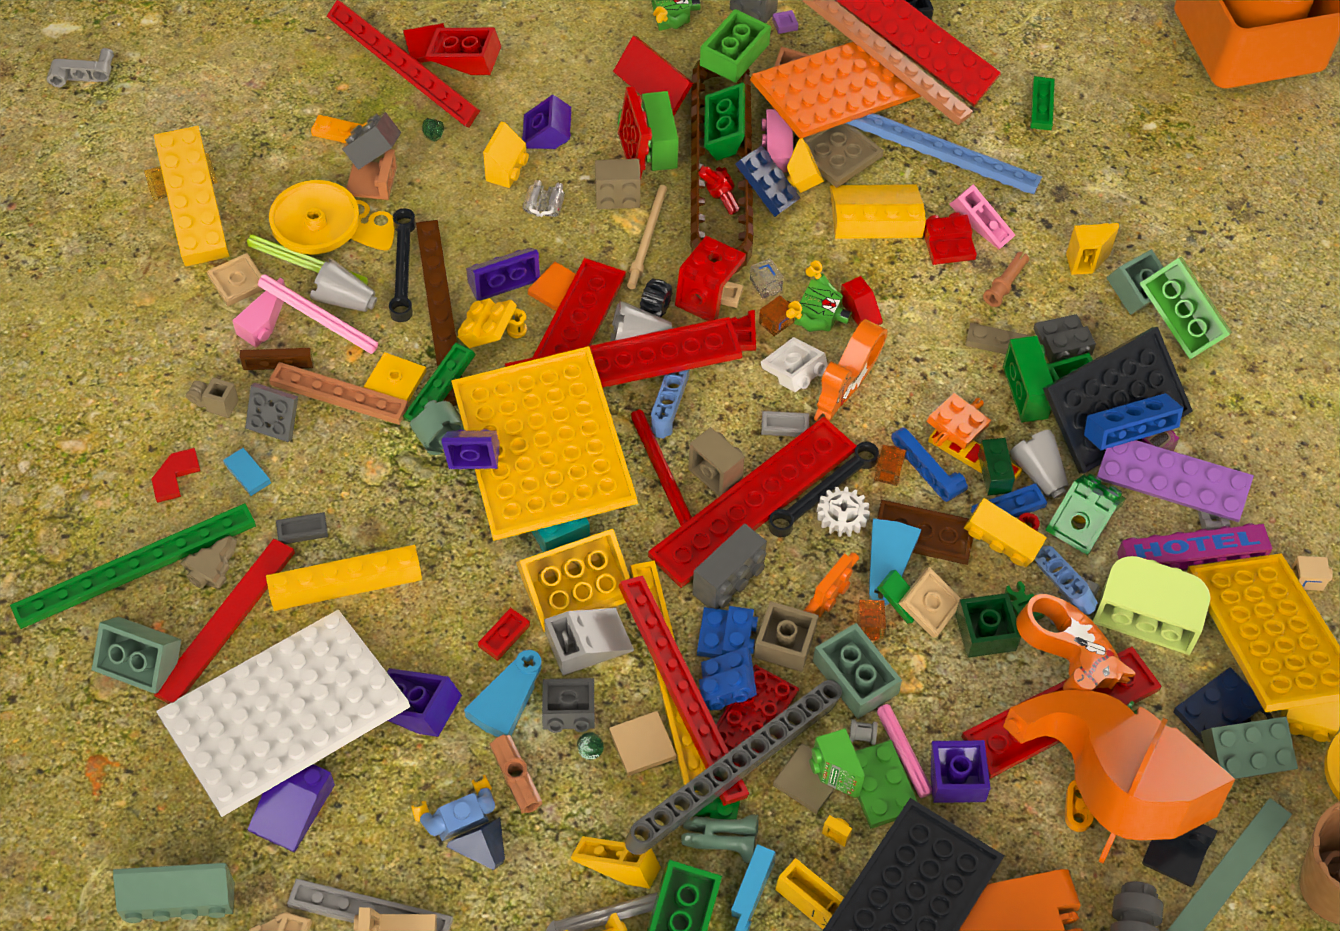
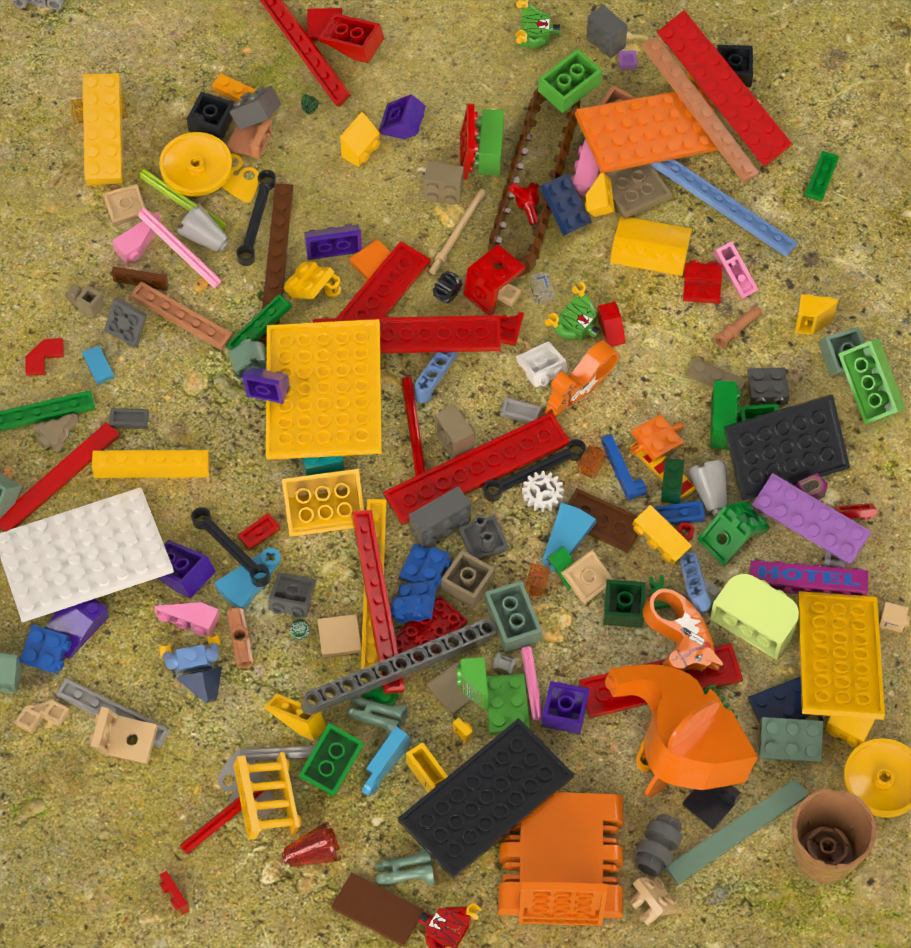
camera: 15 degrees right, 5 degrees up
(260, 846) = (45, 649): none -> blue plate
(319, 159) = (210, 115): none -> black brick
(396, 377) = (228, 311): yellow plate -> none
(447, 759) = (193, 616): none -> bright pink slope
(475, 660) = (231, 547): none -> black piece
(540, 200) = (381, 184): clear piece -> none
(586, 638) = (319, 548): light grey slope -> none
(633, 321) = (425, 305): light grey cone -> none
(651, 73) = (500, 90): red tile -> none
(725, 121) = (544, 144): green slope -> none
(774, 316) = (536, 320): clear orange brick -> none
(787, 581) = (483, 537): none -> dark grey plate
(832, 585) = (514, 547): orange plate -> none
(1133, 421) = (791, 467): blue brick -> none
(1226, 457) = (861, 511): none -> red piece

